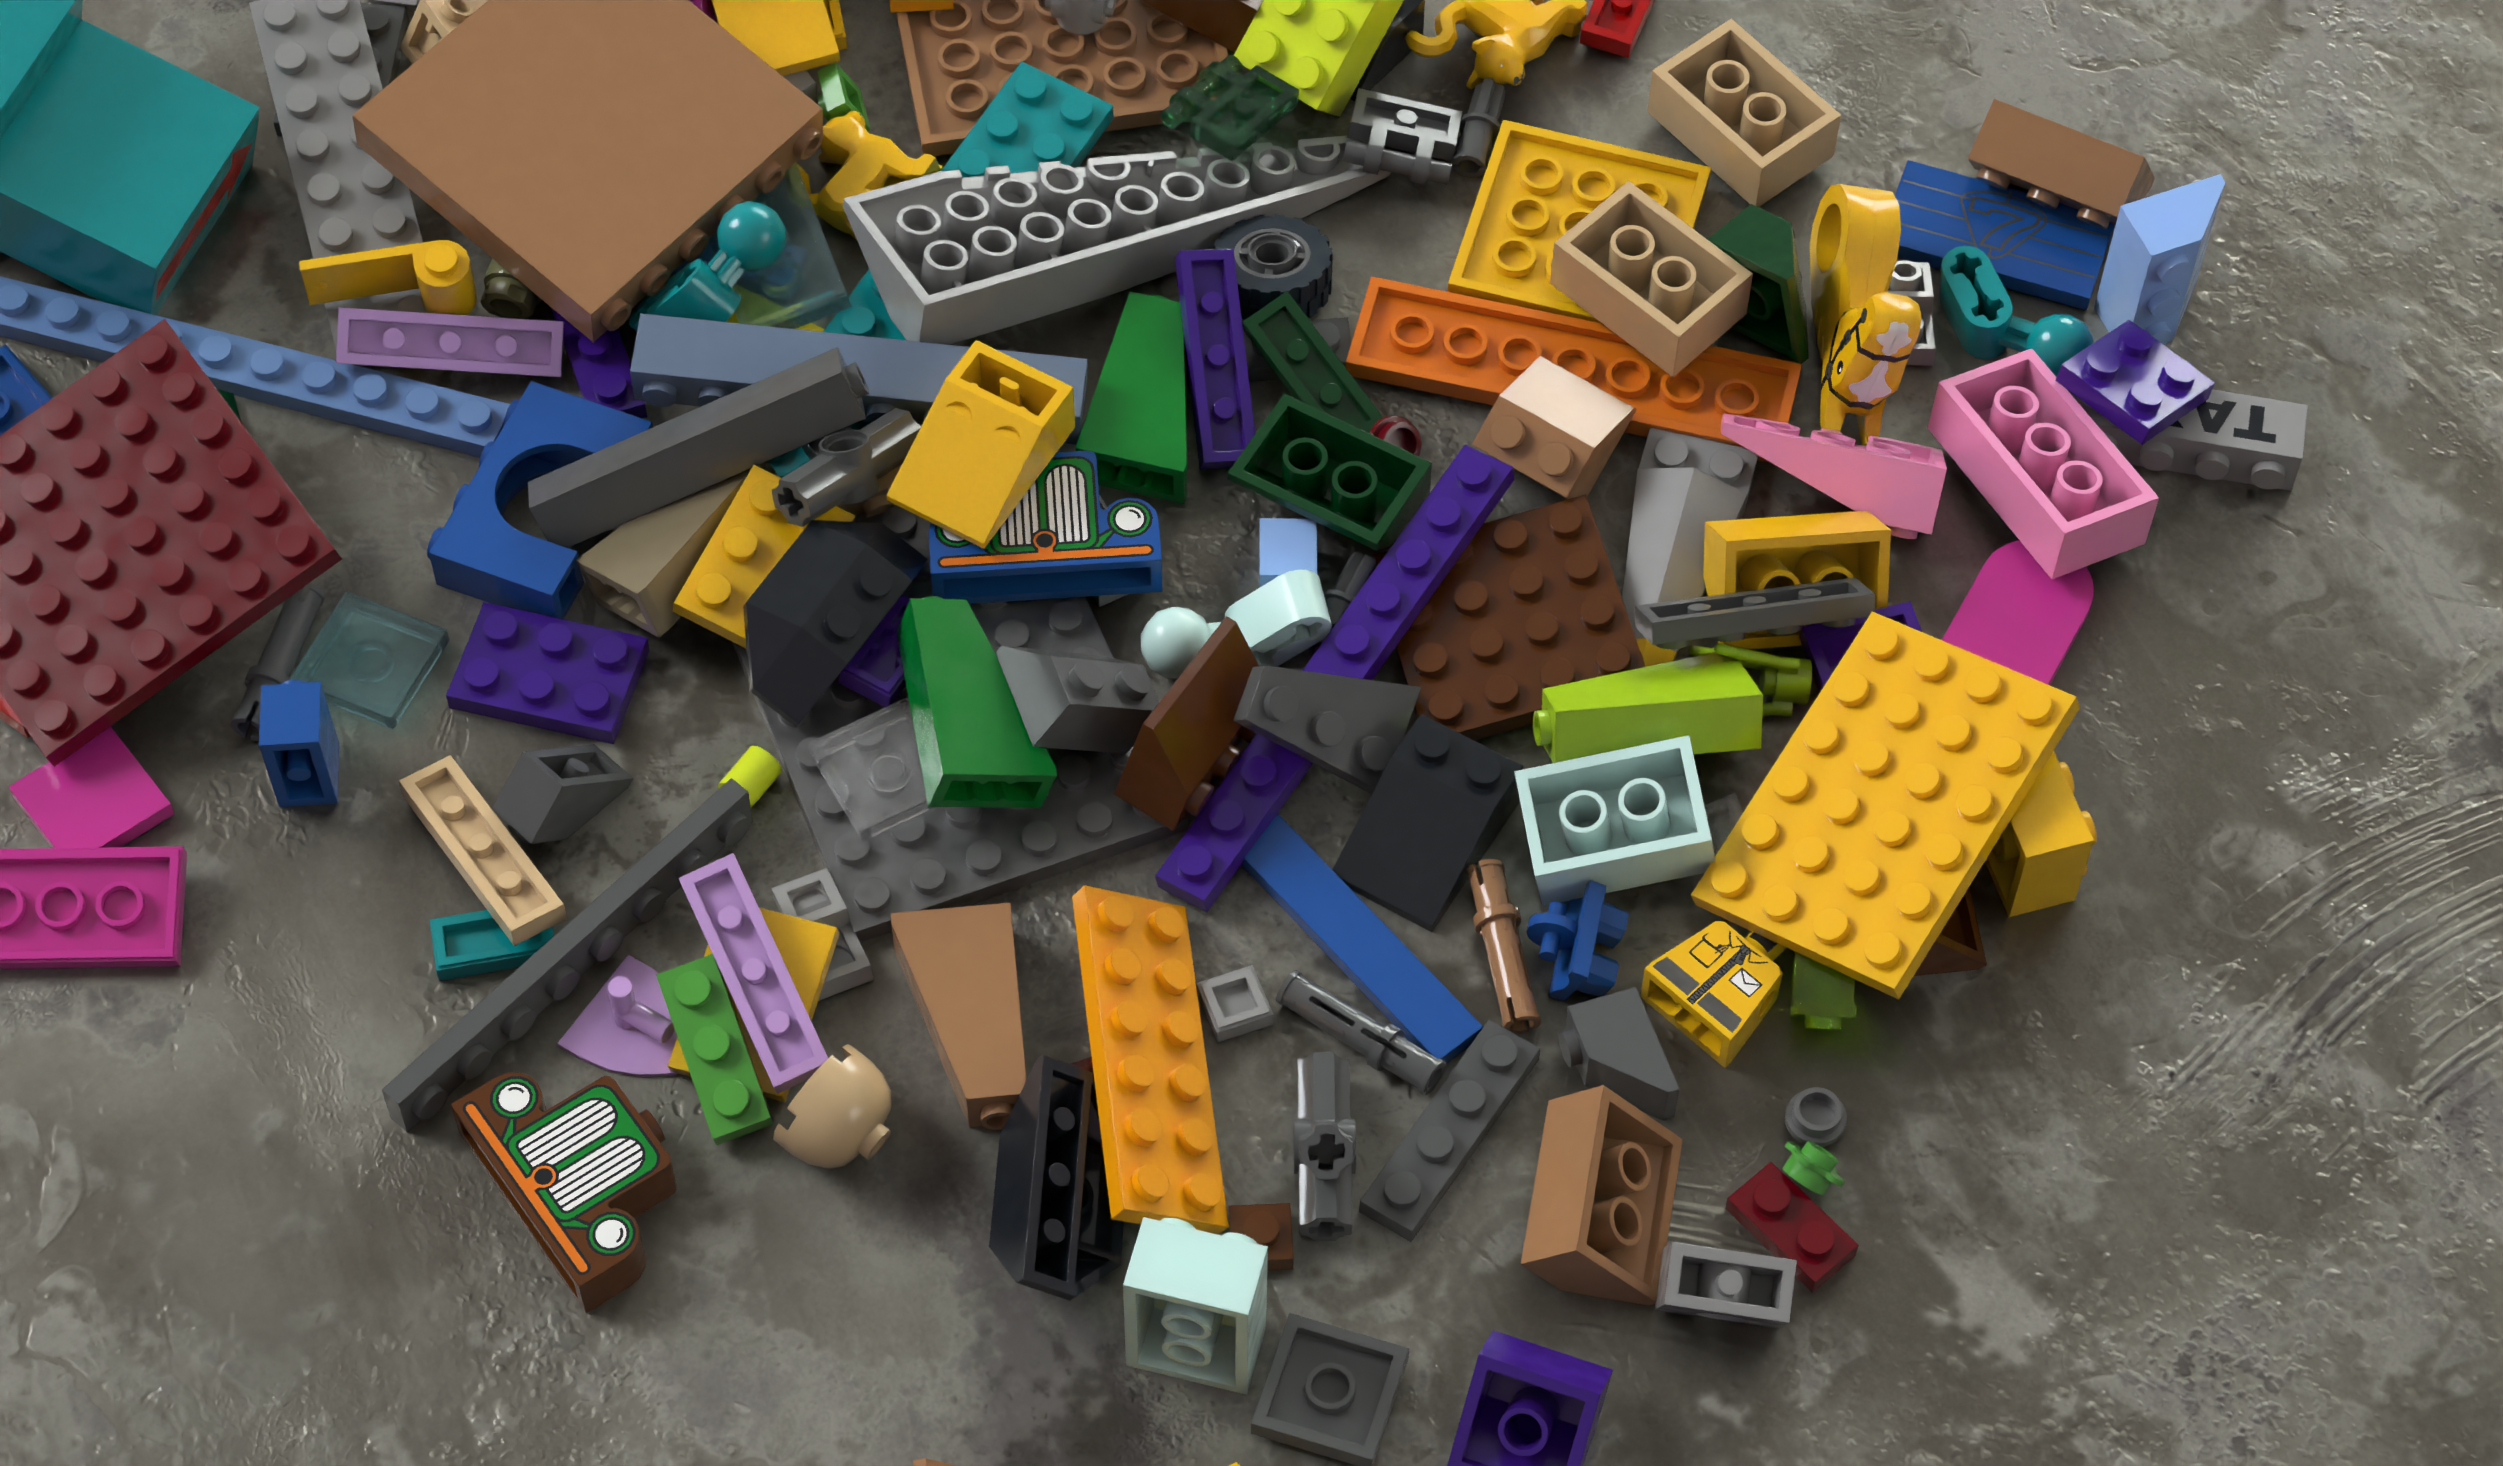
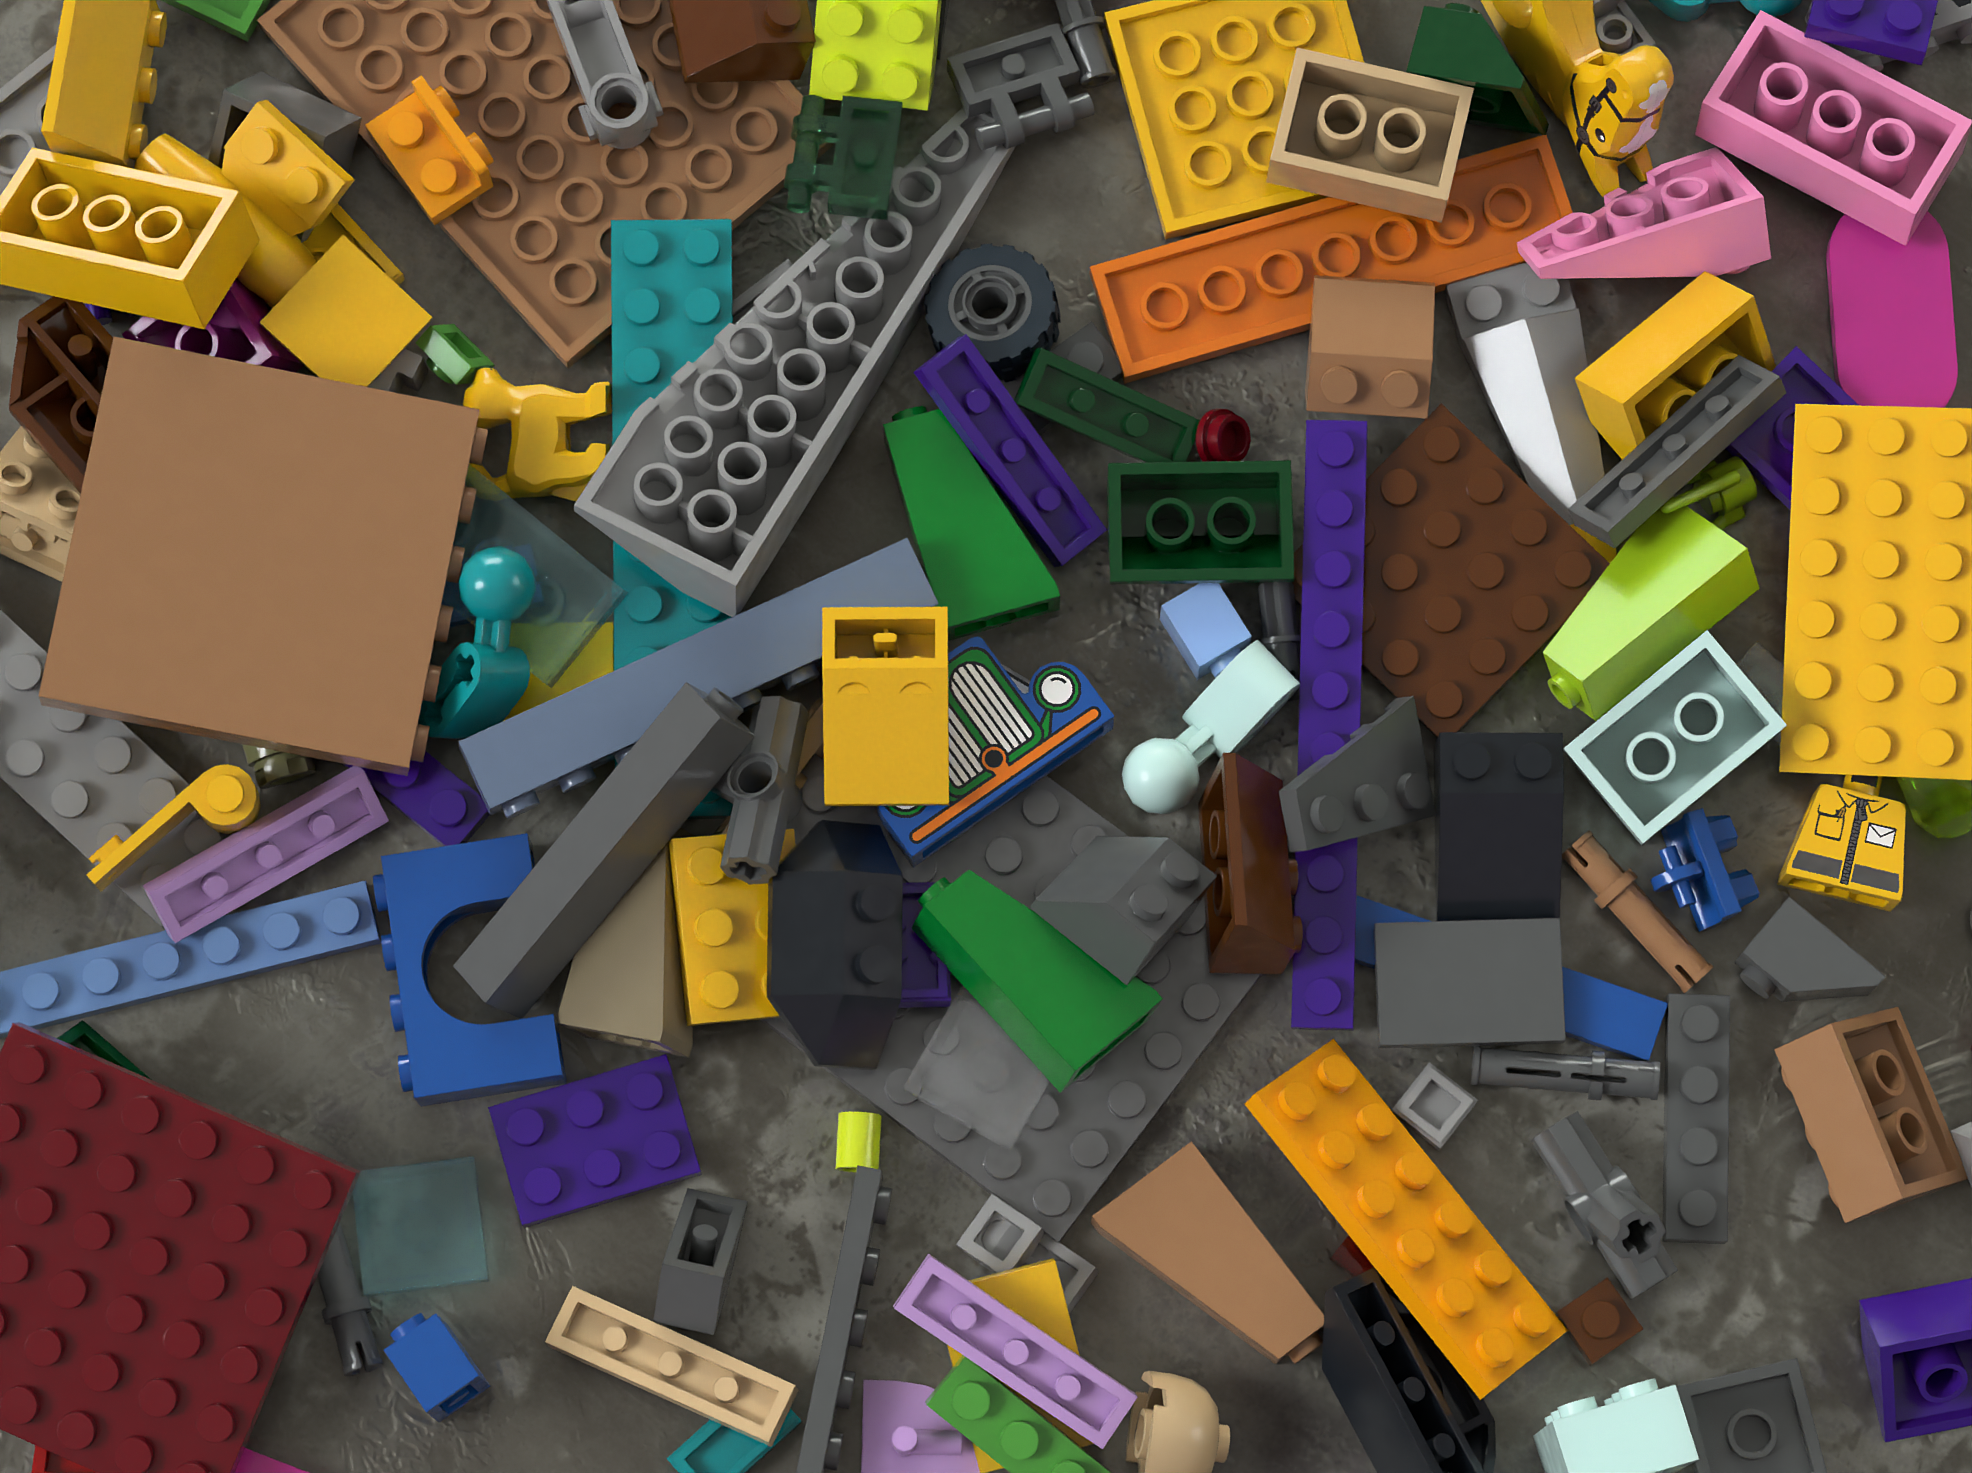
camera: 30 degrees left, 20 degrees up
(1324, 919) = (1469, 983): none -> dark grey tile

